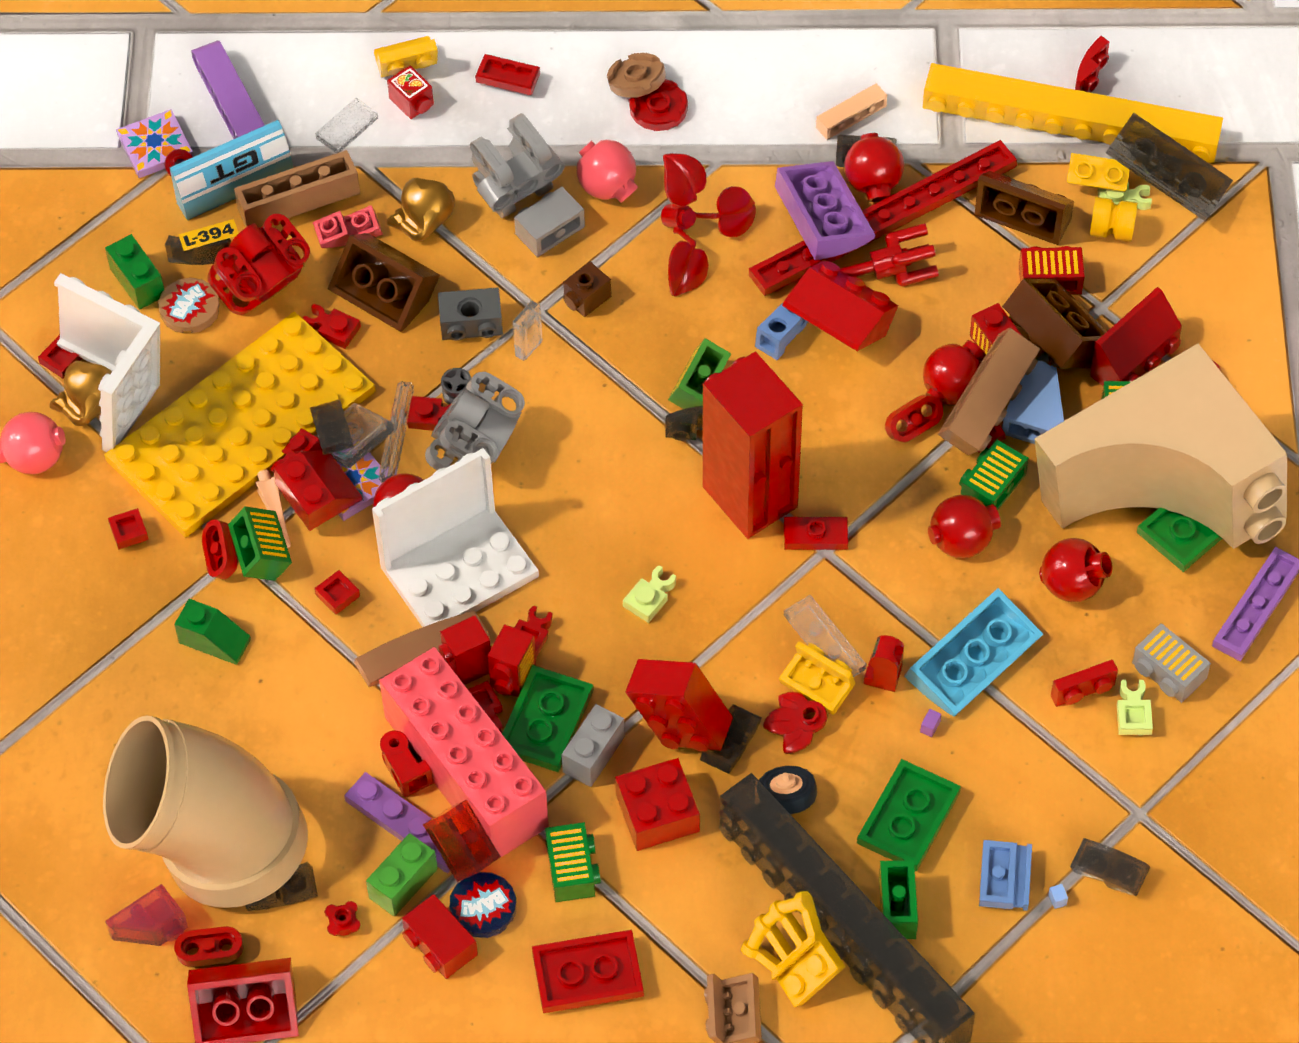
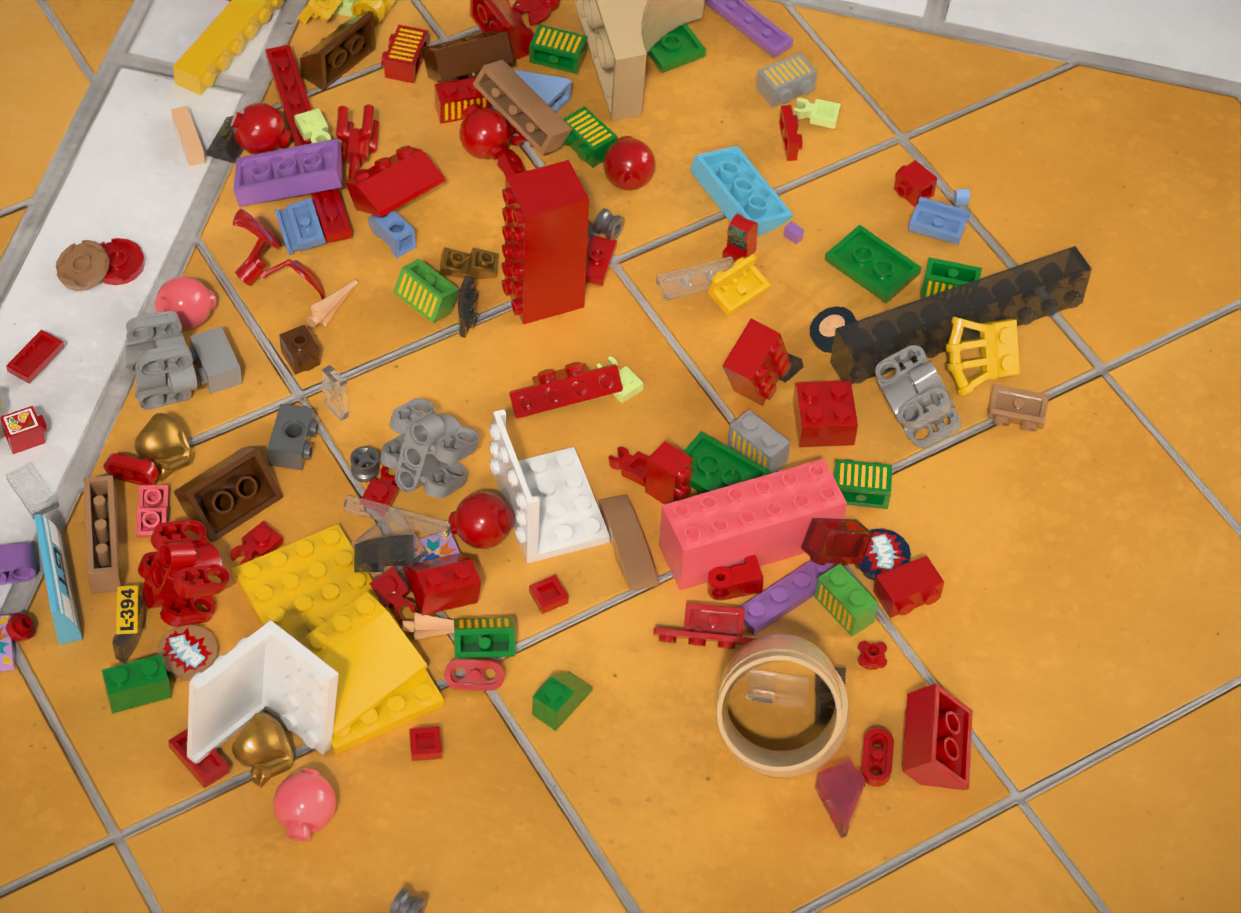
camera: 80 degrees left, 5 degrees down
(191, 433) = (367, 653): none -> yellow slope
(332, 754) = (708, 624): none -> red bracket
(385, 196) = (131, 469): none -> red plate
(466, 649) = (647, 498): red brick -> none
(587, 971) = (961, 496): red plate -> none
(613, 540) = (564, 388): none -> red bracket
(654, 299) = (326, 308): none -> light nougat piece
(697, 889) = (918, 396): none -> light grey piece
(757, 243) = (300, 226): none -> medium blue plate
(791, 721) = (767, 313): red plate -> none
(867, 529) = (608, 224): none -> flat silver wheel
(895, 212) = (312, 126): none -> yellowish green plate
(1053, 835) = (915, 182): none -> red brick
(1075, 569) = (695, 106): red brick -> none
(1111, 866) = (949, 159): clear smoke slope -> none

